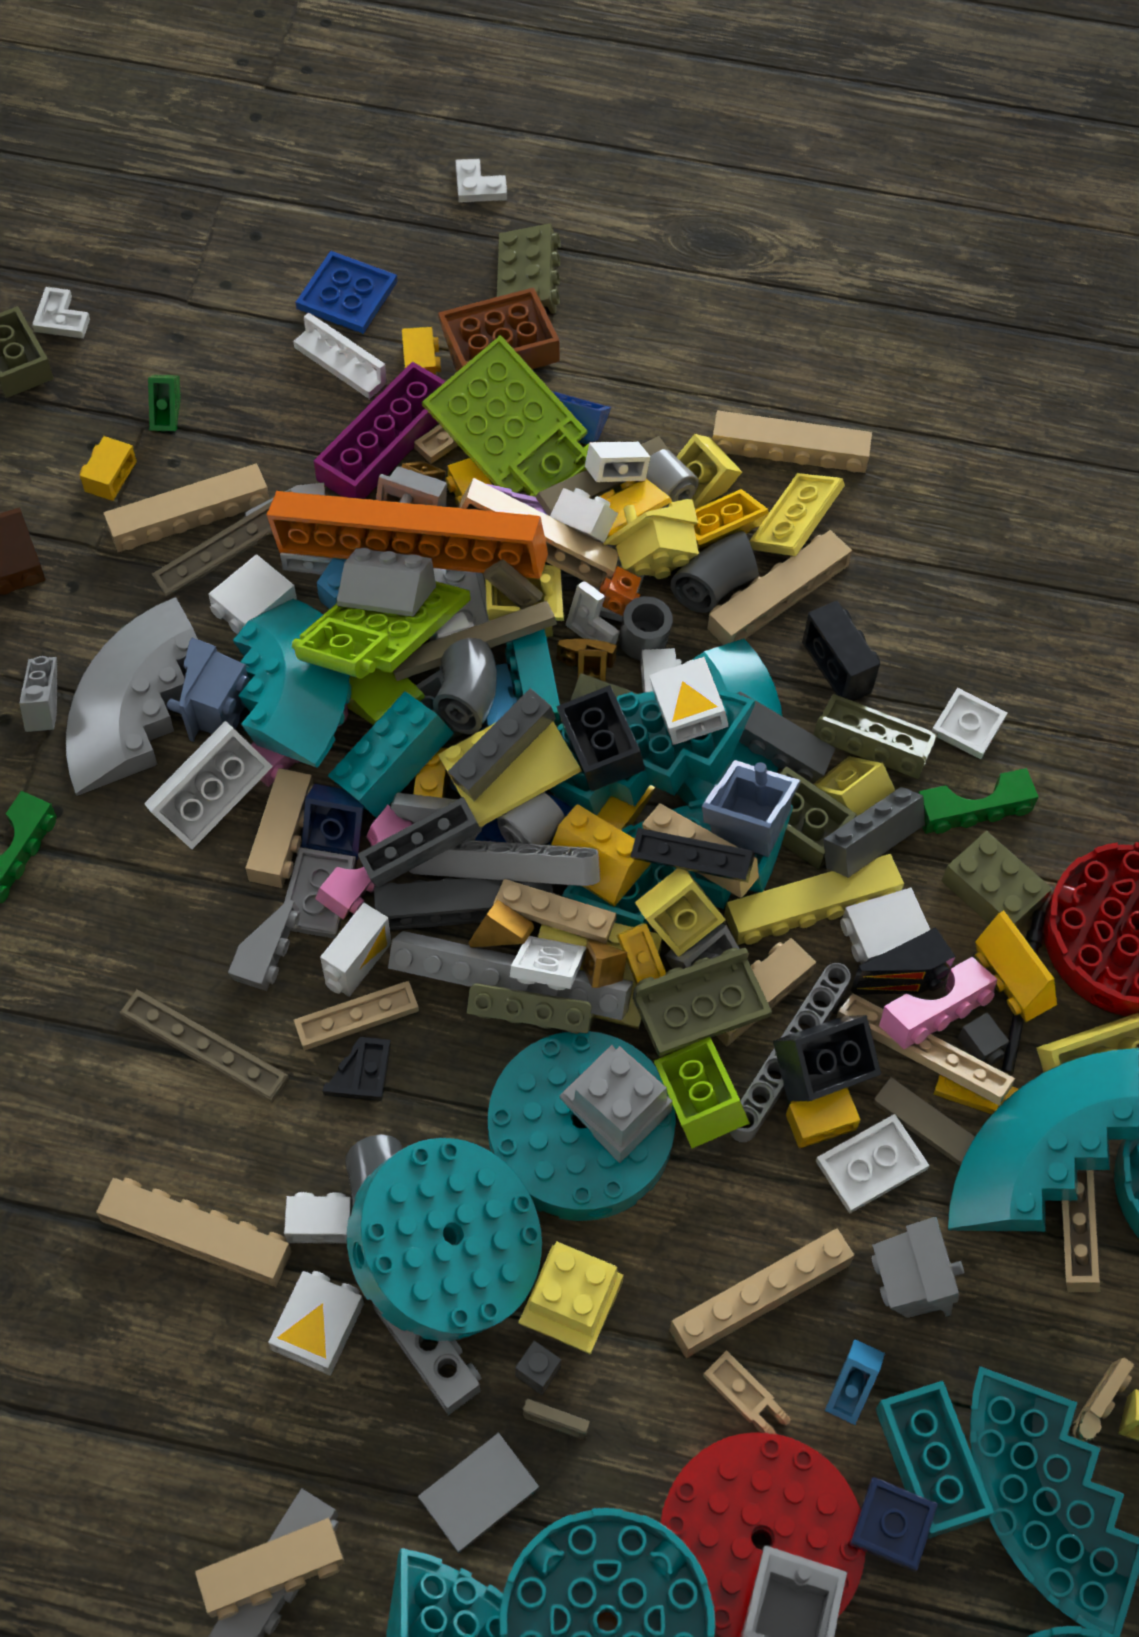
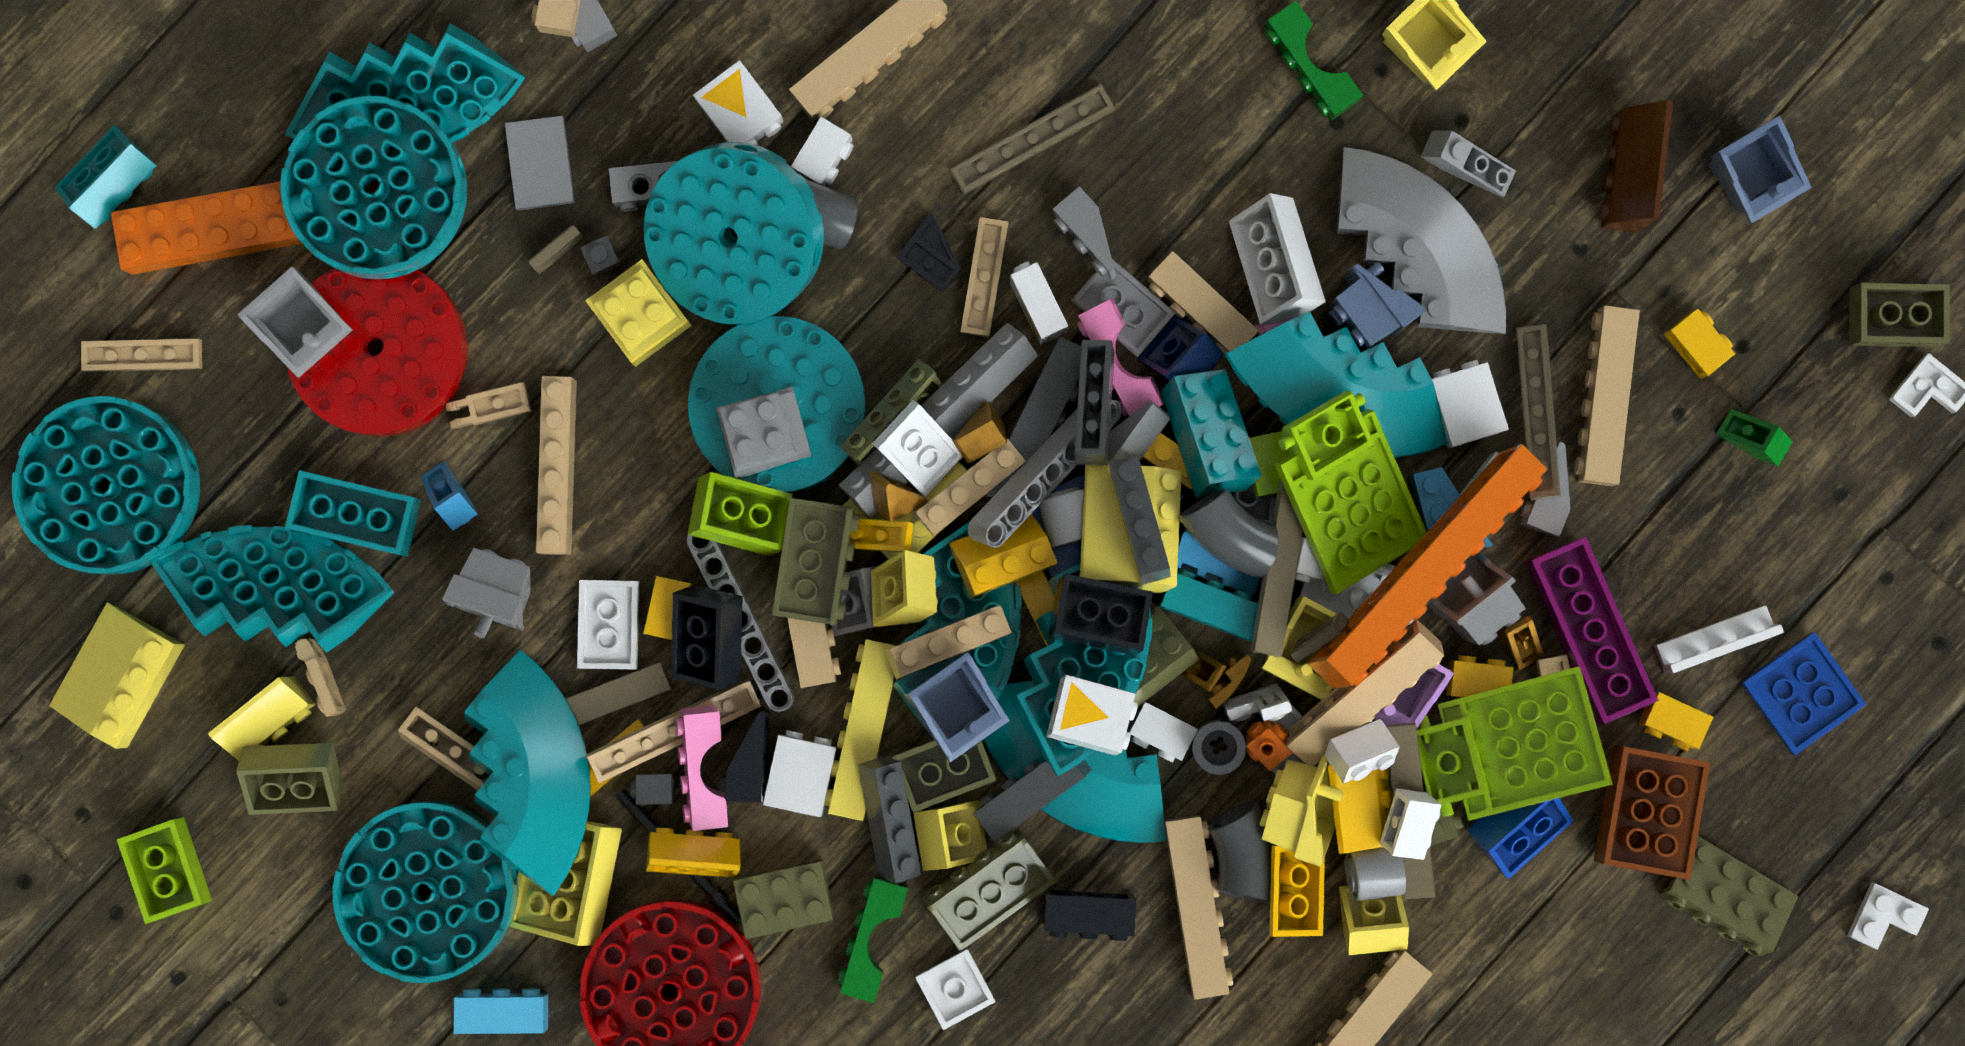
camera: 120 degrees right, 25 degrees up
(386, 582) = (1387, 519): light grey slope -> none
(693, 855) = (933, 621): black plate -> none
(796, 514) = (1269, 977): light yellow tile -> none
(893, 1524) = (320, 445): dark blue tile -> none

